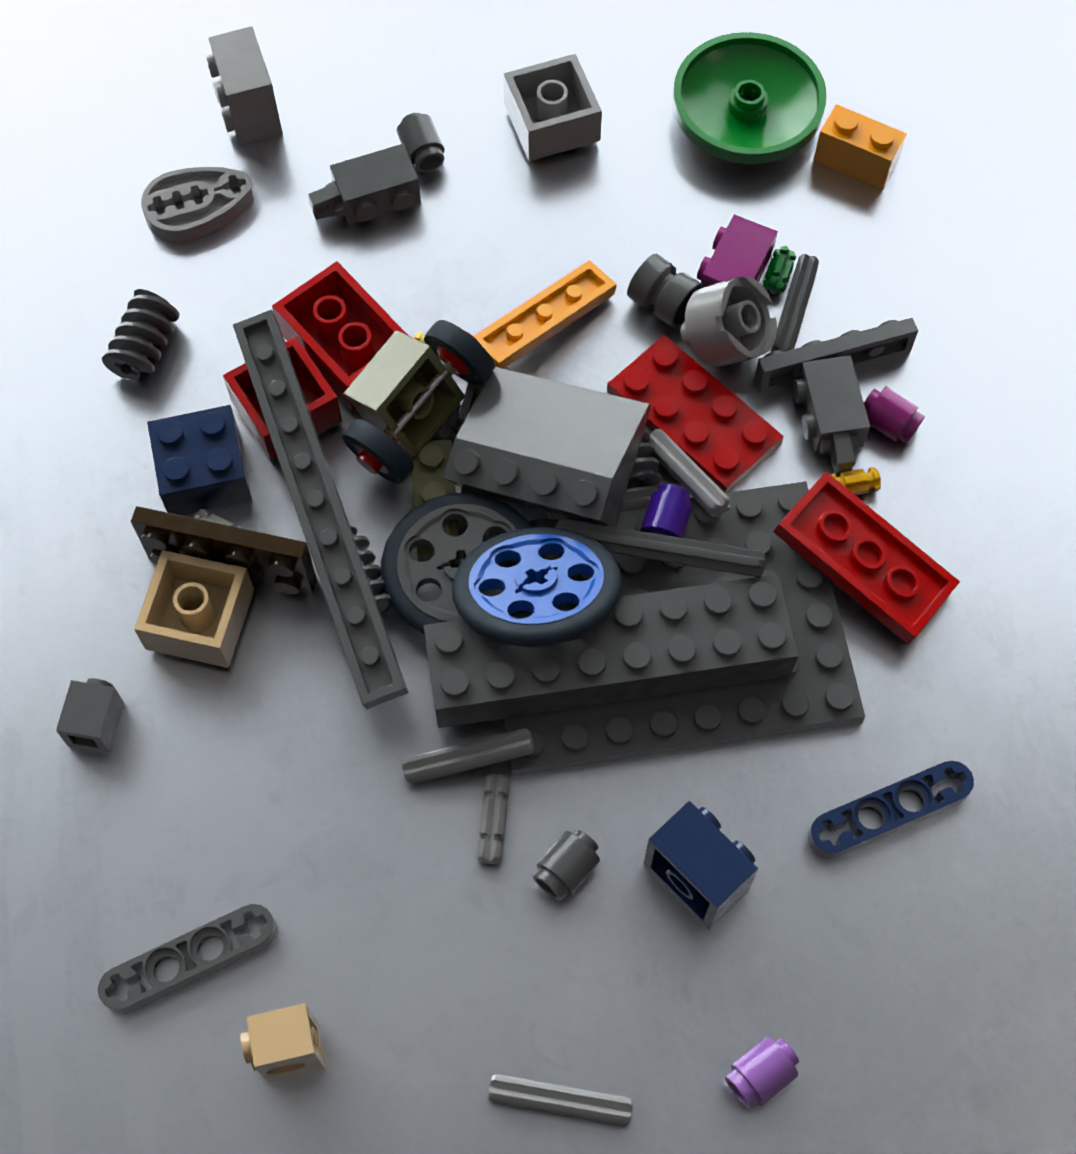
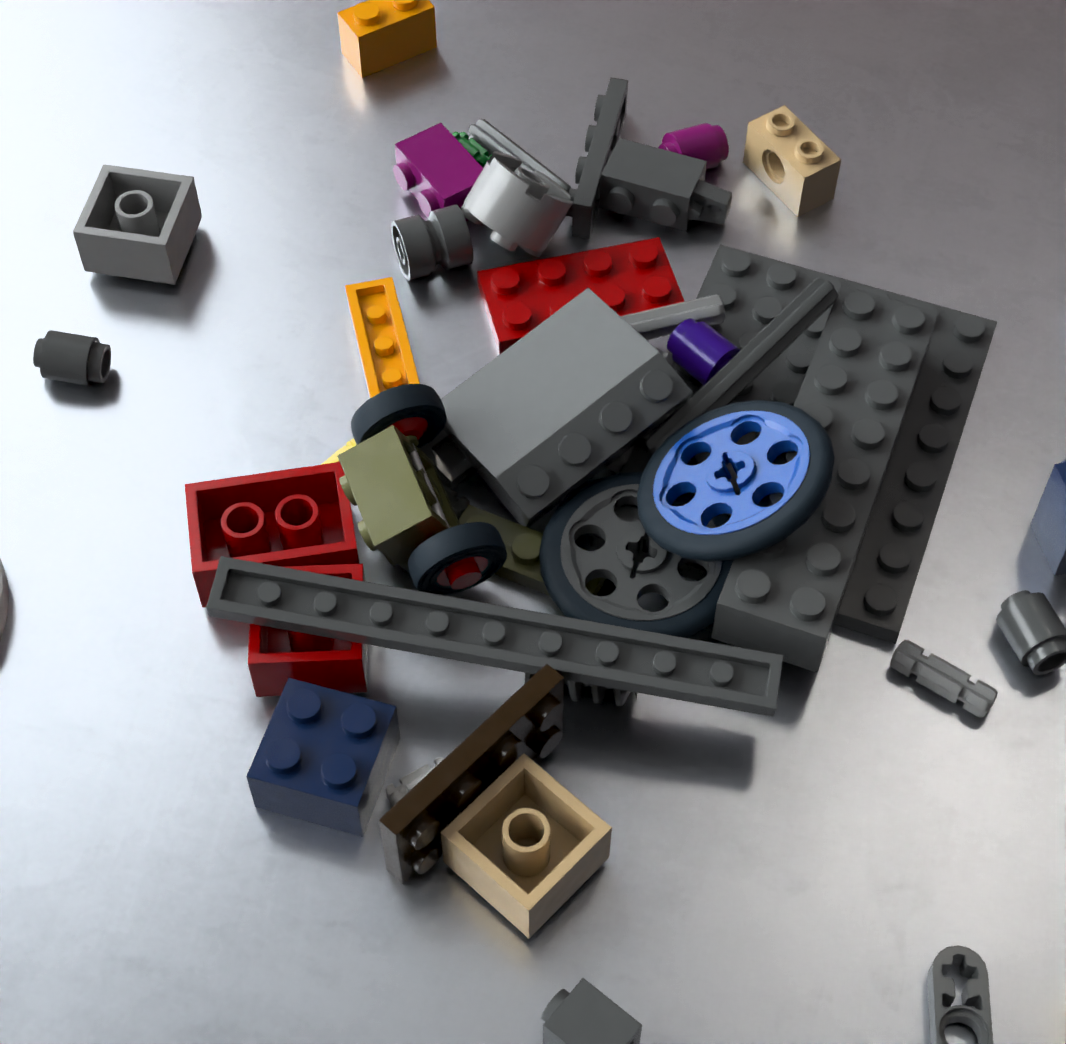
camera: 60 degrees left, 10 degrees down
(140, 335) = (103, 743): dark grey piece -> none
(368, 186) = (91, 428): dark grey hinge -> none
(468, 756) = (865, 661): light grey axle -> none
(749, 97) = (265, 75): green dish -> none
(859, 481) = (743, 213): yellow piece -> none
(866, 557) = (837, 234): red plate -> none
(927, 488) = (791, 160): none -> tan brick

